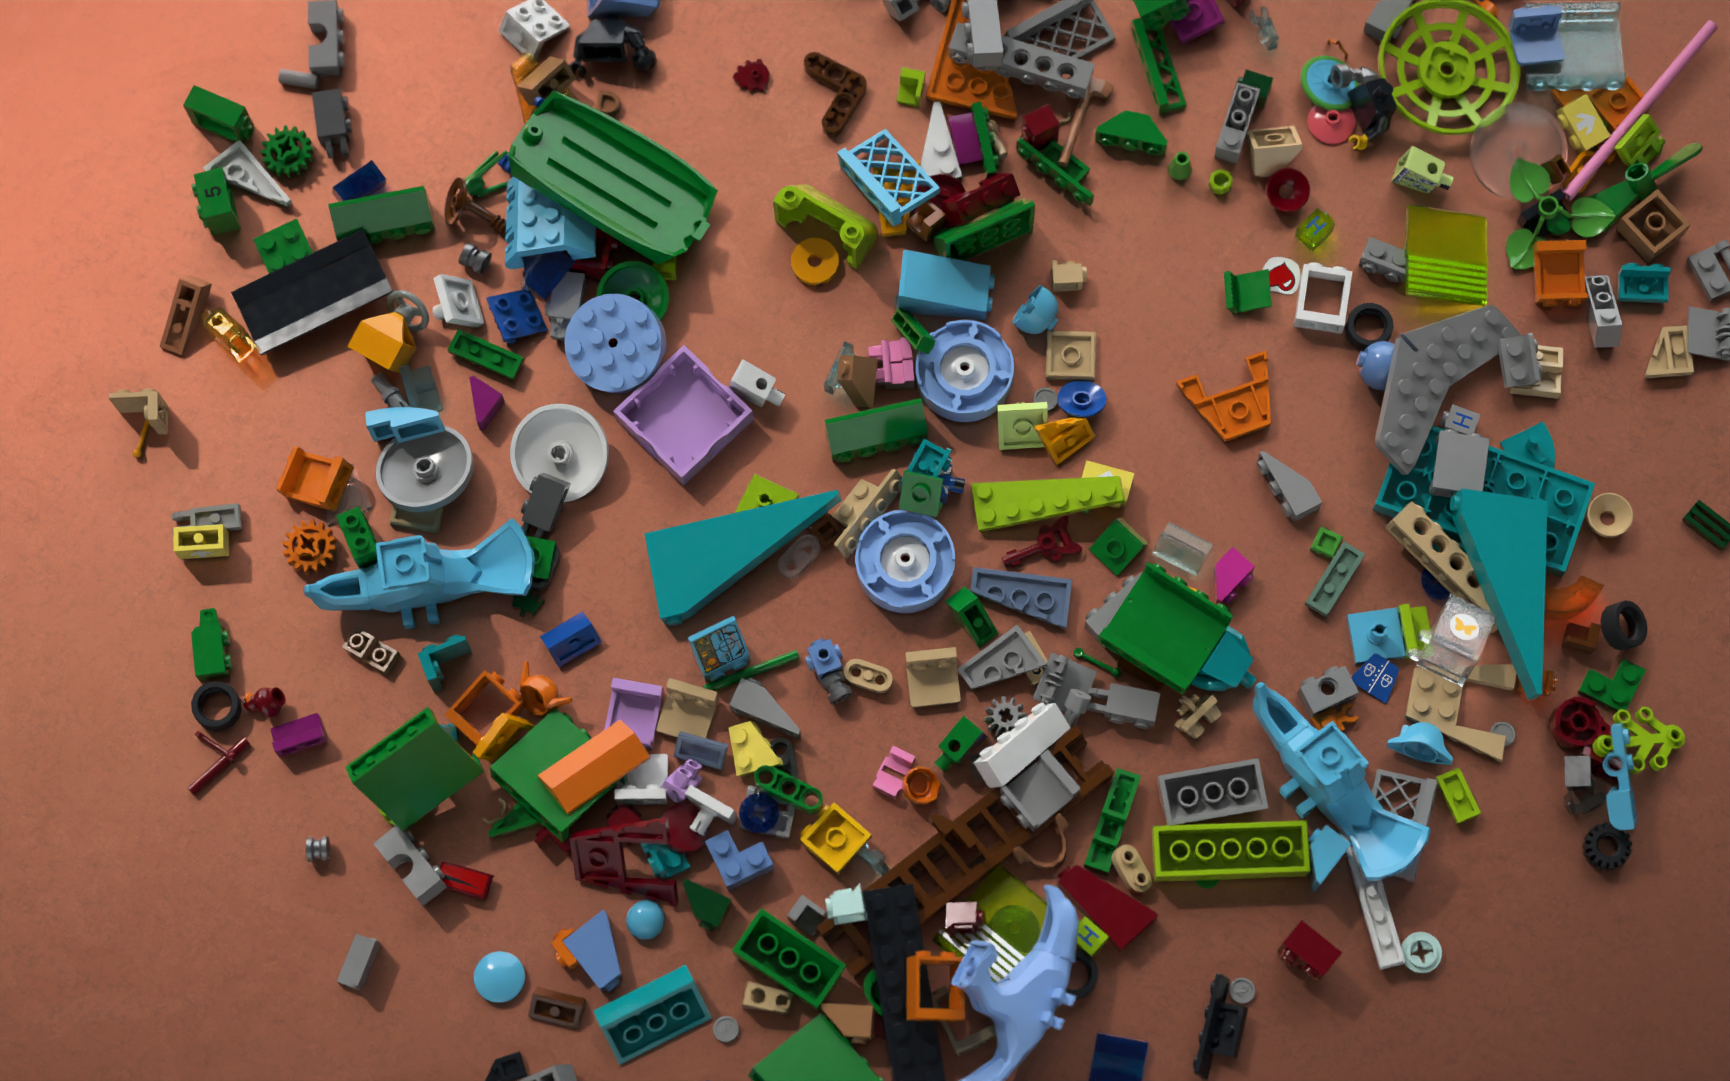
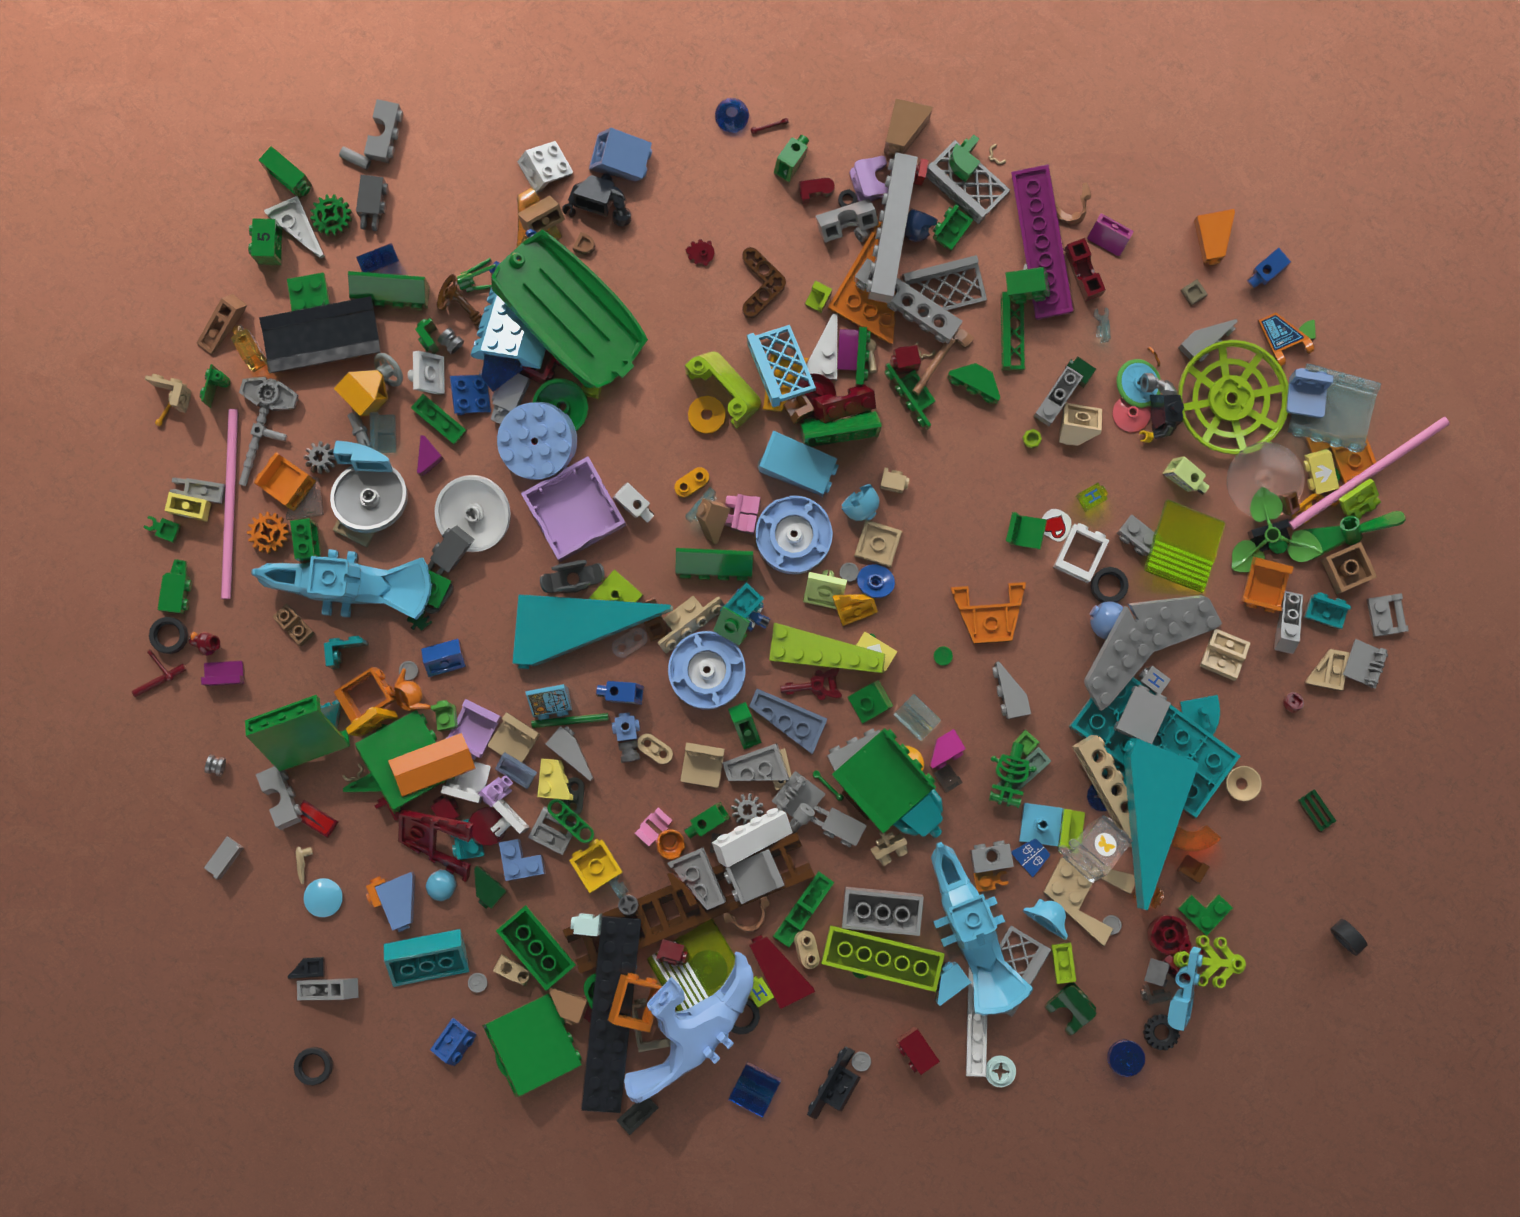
camera: 10 degrees right, 10 degrees up
(179, 578) = (165, 529): none -> green plate
(197, 379) = (213, 379): none -> green hinge
(252, 528) = (229, 504): none -> bright pink piece
(264, 383) = (268, 395): none -> light grey bar
(349, 448) = (327, 456): none -> light grey gear
(441, 253) = (424, 329): none -> green bracket
(458, 940) = (300, 854): none -> tan bar
(535, 665) = (411, 670): none -> light grey piece
(556, 1007) = (359, 931): reddish brown slope -> none
(593, 707) = (445, 715): none -> bright green bracket
(723, 493) = (558, 581): none -> dark grey piece
(756, 824) = (553, 835): clear blue gear -> none
(806, 617) = (627, 692): none -> blue torso
(807, 915) = (559, 916): light grey panel -> none
(820, 344) = (692, 482): none -> light orange plate
(893, 866) = (627, 903): none -> flat silver wheel
(913, 331) = (763, 494): green piece -> none
(970, 810) = (699, 877): none -> light grey wing
(1180, 166) = (1001, 421): bright green cone -> none
(1191, 467) = (943, 655): none -> green piece
(1244, 612) = (947, 778): none -> clear smoke panel
(1299, 185) = (1089, 465): dark red piece -> none
(1319, 565) = (1015, 757): none -> green torso
(1493, 839) = (1077, 1002): none -> dark green piece
(1519, 360) = (1213, 646): light grey bracket -> none
(1573, 890) = (1126, 1058): none -> clear blue head
(1611, 625) = (1236, 874): black tyre -> none
(1638, 403) = (1293, 702): none -> dark red tile

